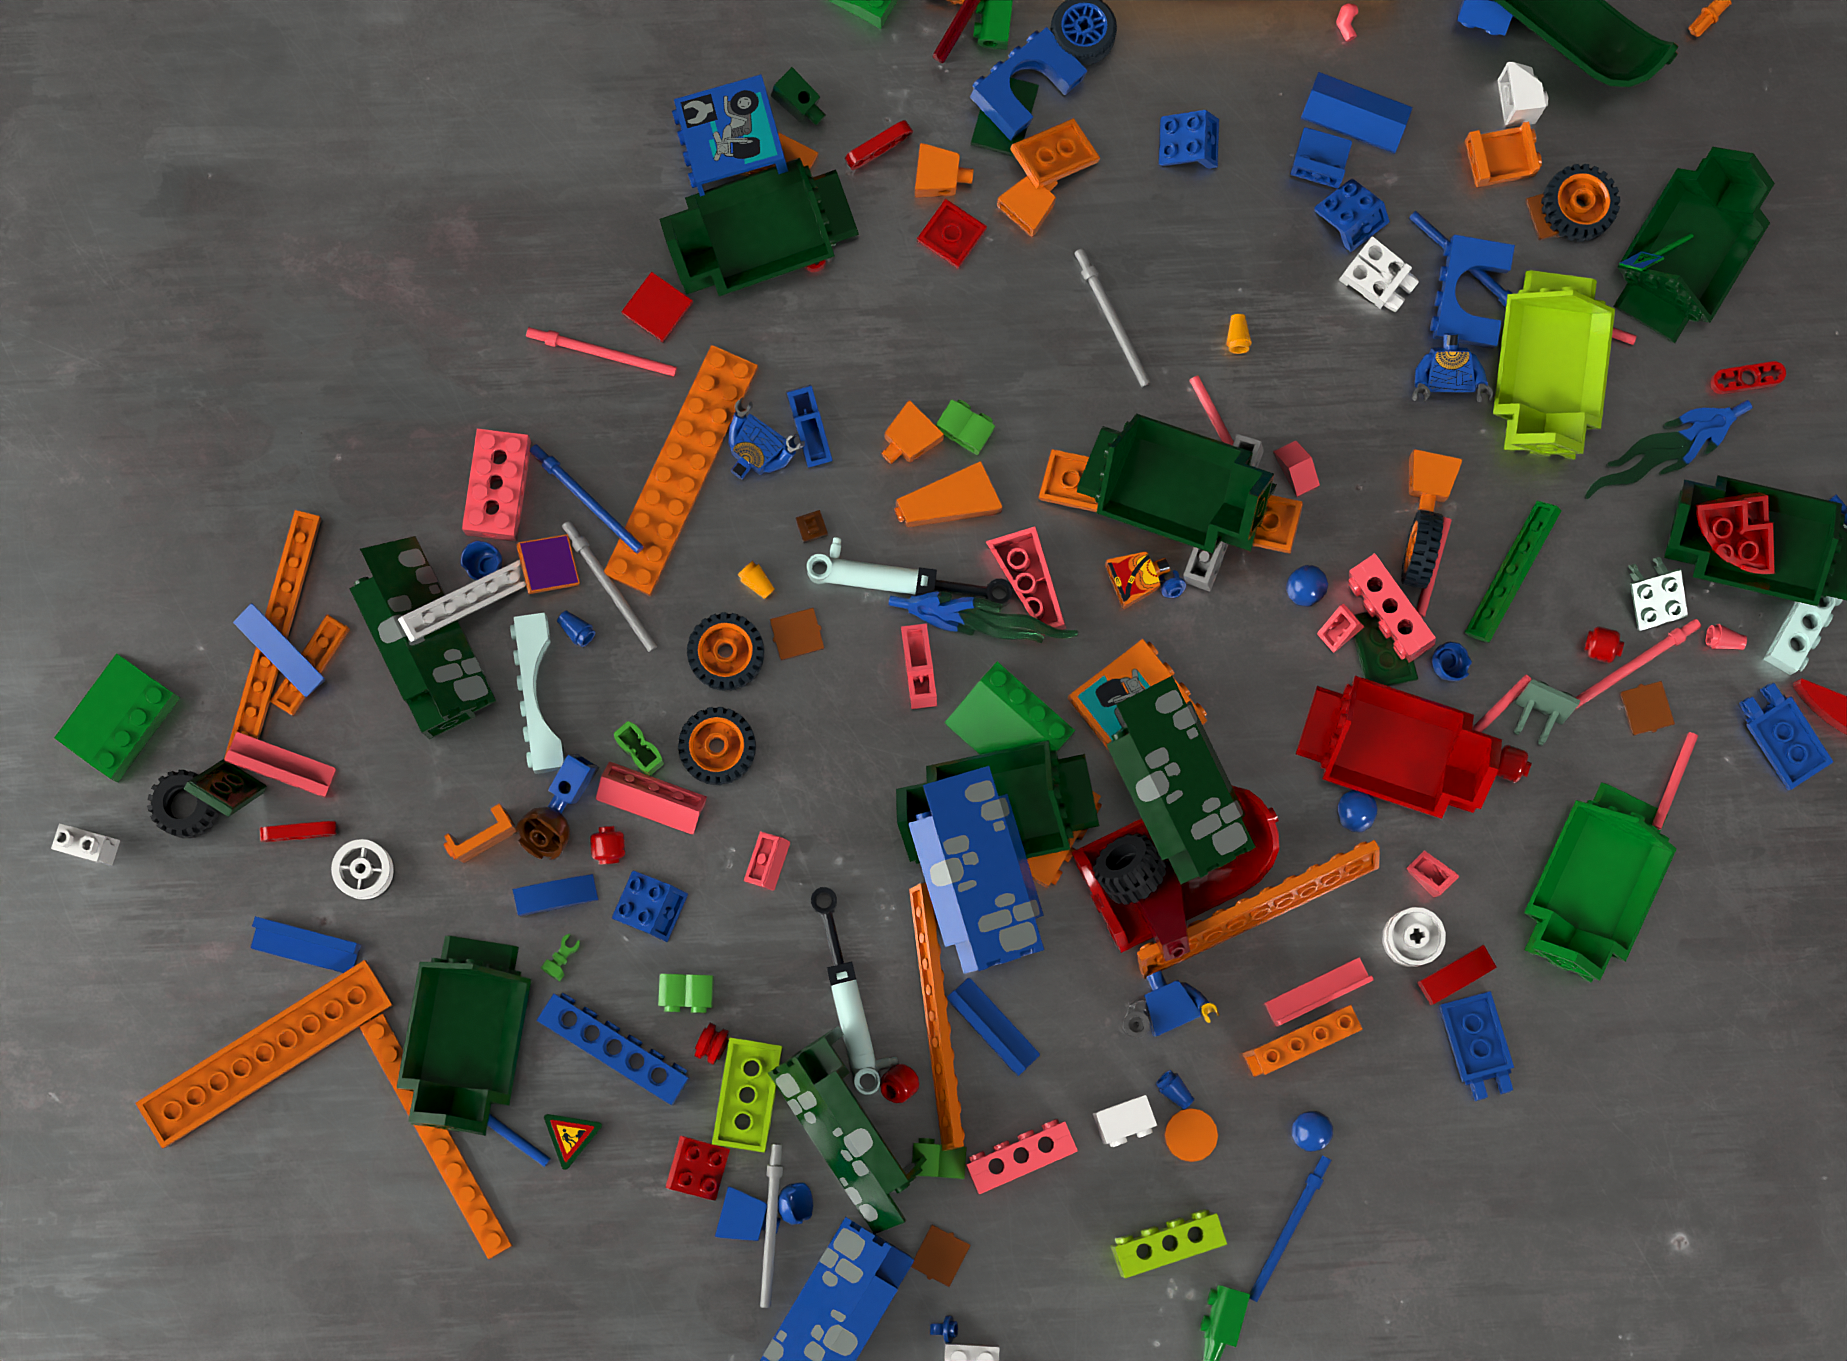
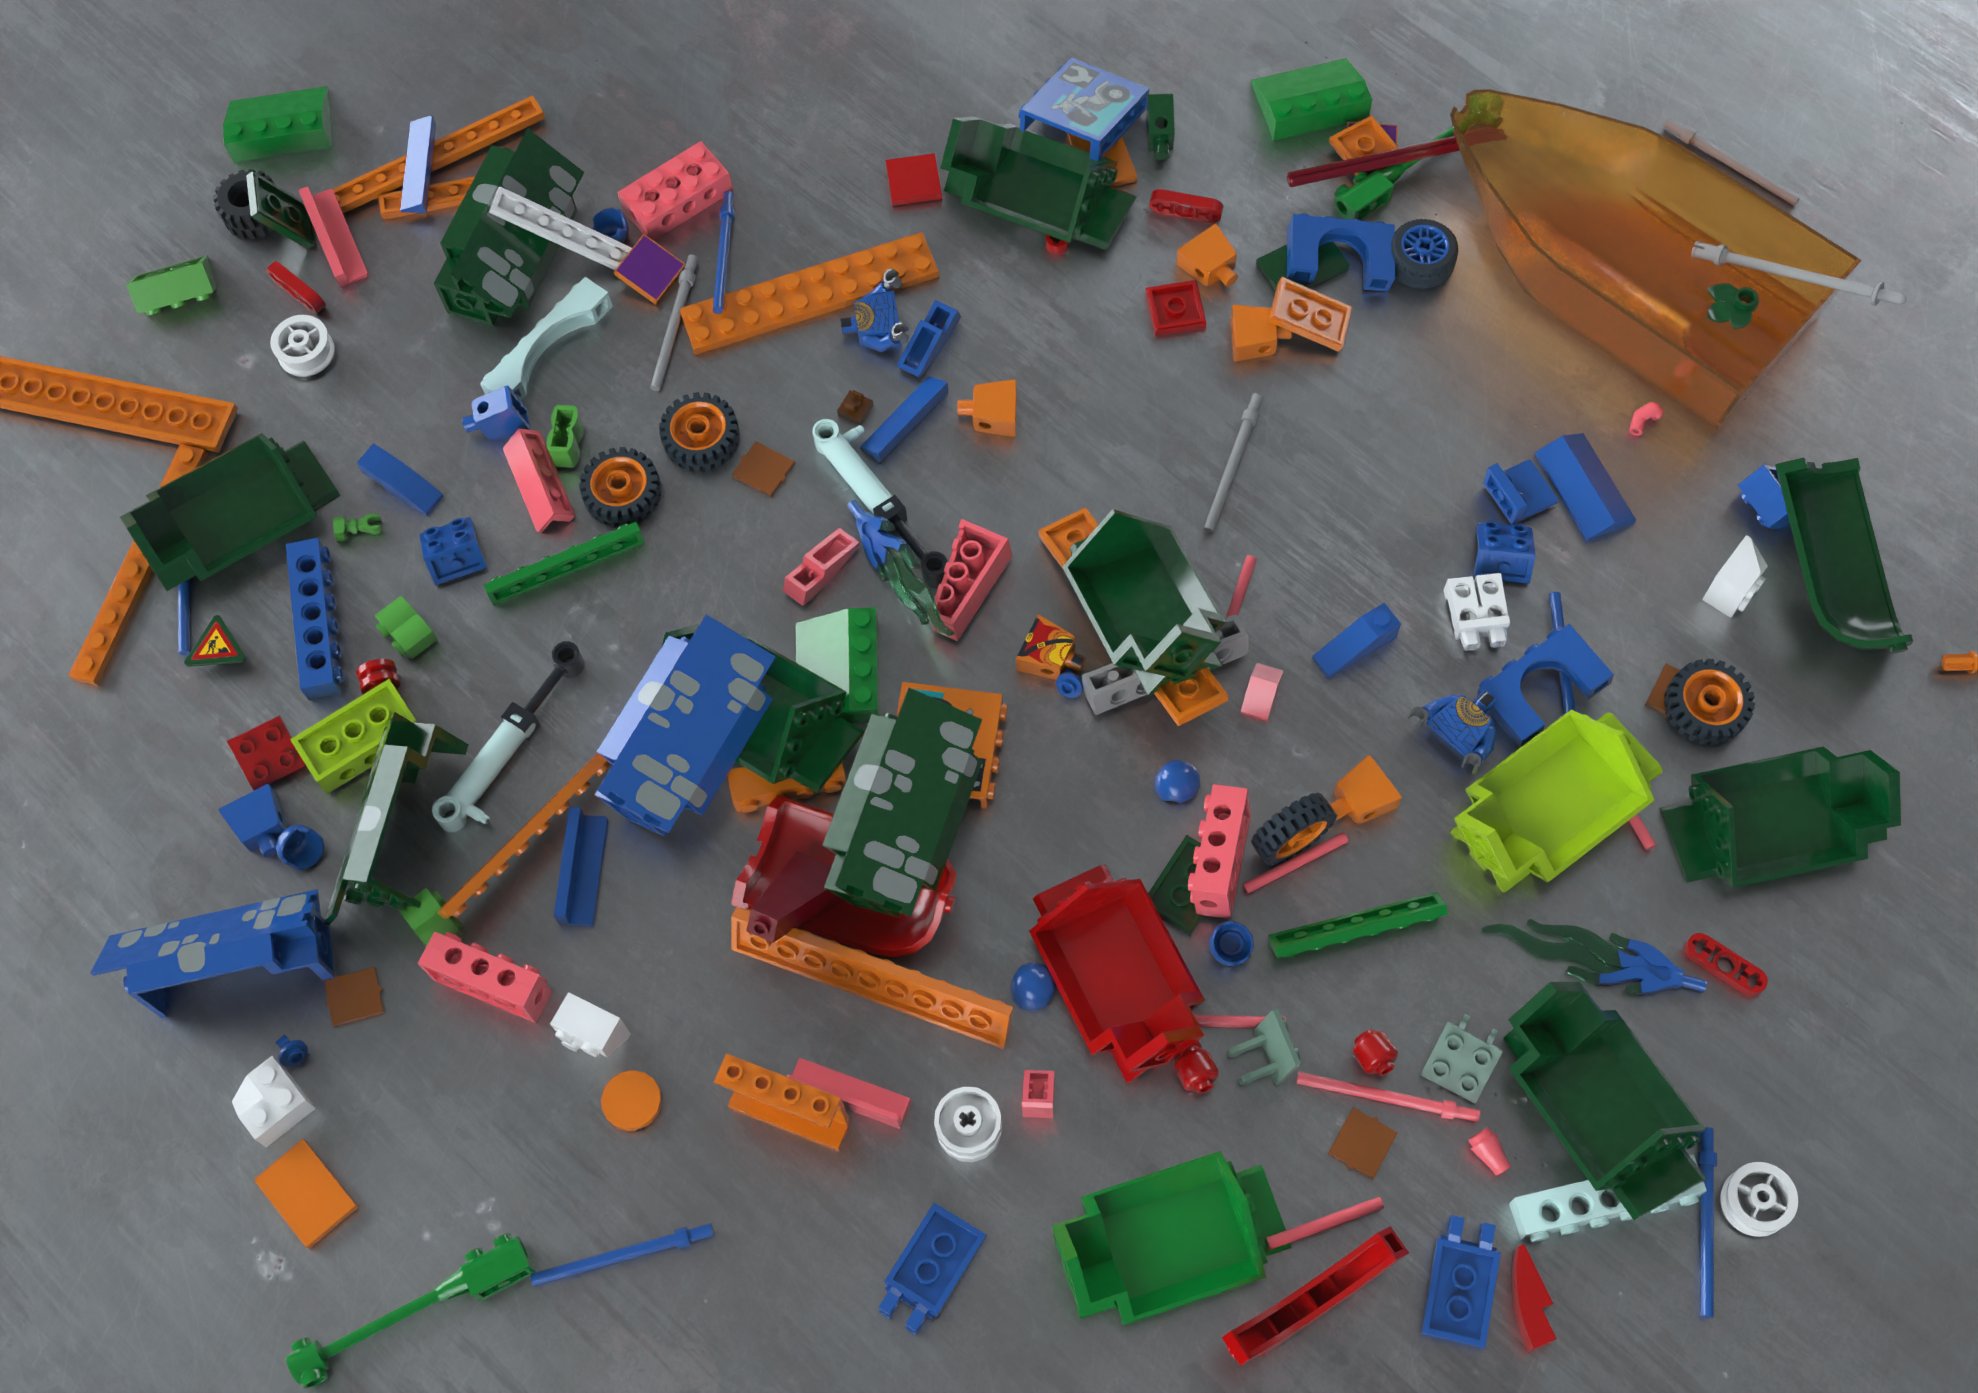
camera: 55 degrees right, 15 degrees down
(85, 844) = (161, 169): white hips -> none
(200, 920) = (172, 285): none -> bright green slope
(304, 945) = (213, 360): blue panel -> none
(484, 840) = (397, 397): orange panel -> none
(543, 832) = (441, 429): reddish brown cylinder -> none
(553, 339) = (822, 141): coral bar -> none
(577, 629) = (619, 328): blue cone -> none
(607, 845) = (471, 480): red head -> none
(737, 848) = (563, 563): none -> green plate
(756, 579) = (775, 404): light orange cone -> none
(767, 861) = (565, 598): coral slope -> none
(774, 1172) = (308, 805): light grey bar -> none
(854, 501) = (905, 418): none -> blue slope
(899, 1083) = (467, 836): red head -> none
(952, 498) = (973, 474): orange slope -> none
(965, 427) = (1038, 436): bright green brick -> none
(1129, 868) = (797, 841): black tyre -> none
(1166, 1007) = (717, 981): blue torso -> none
(1174, 1089) = (657, 1051): blue cone -> none
(1189, 139) = (1431, 391): blue bracket -> none
(1209, 1237) = (514, 1158): lime brick -> none
(1238, 335) = (1316, 557): light orange cone -> none
(1312, 1131) = (725, 1196): blue hair -> none
(1324, 373) = (1358, 640): none -> blue slope
(1340, 628) = (1169, 833): coral slope -> none
(1457, 975) = (972, 1192): red slope -> none
(1503, 155) = (1676, 614): orange panel -> none
(1644, 260) = (1725, 787): green piece -> none
(1717, 834) = (1316, 1297): none -> red arch
(1739, 531) = (1585, 1064): red brick -> none

